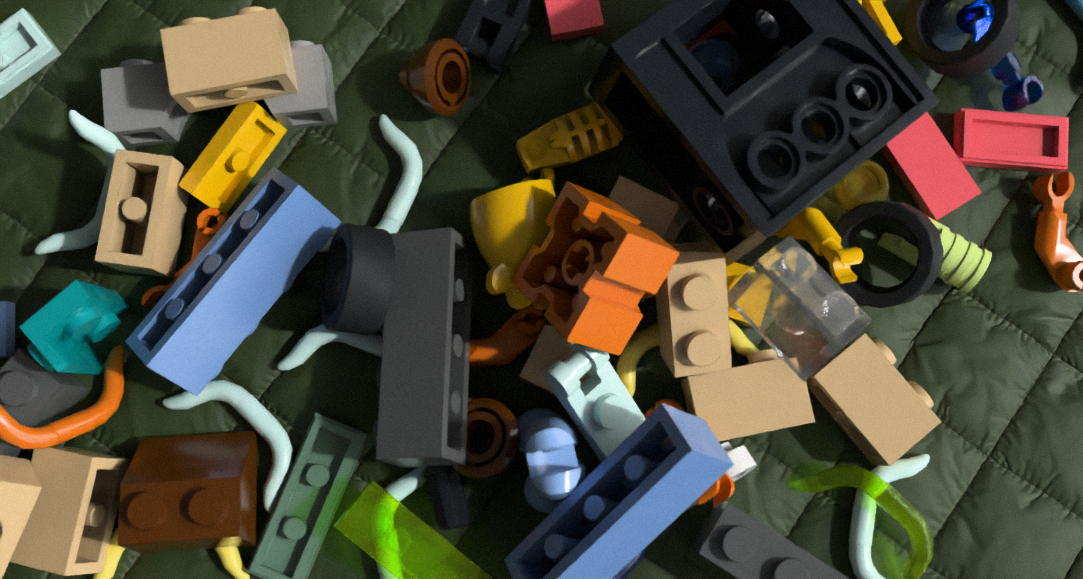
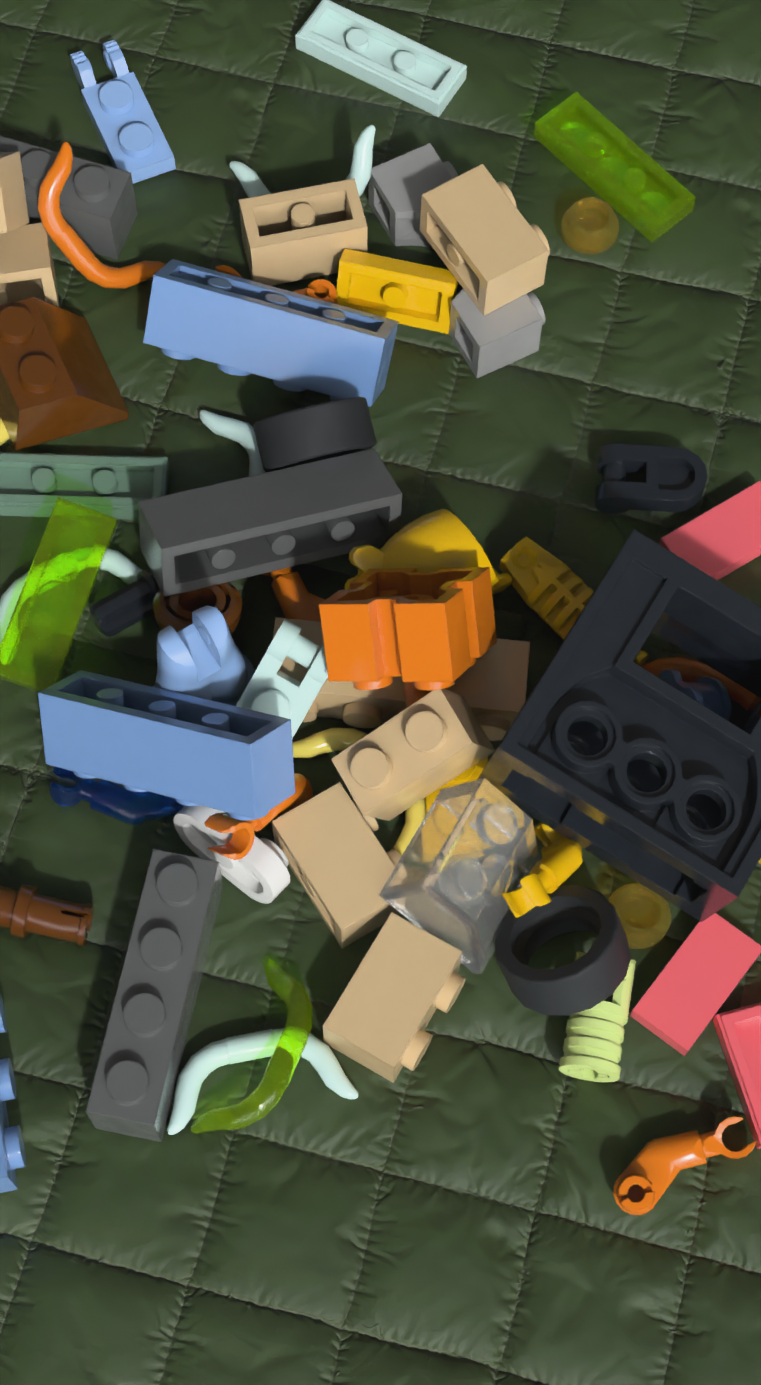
camera: 70 degrees right, 15 degrees down
(69, 323) = (169, 209): teal bracket -> none
(258, 418) = (143, 410): light aqua animal -> none
(409, 183) = (443, 462): light aqua animal -> none
(438, 77) = (563, 445): reddish brown brick -> none

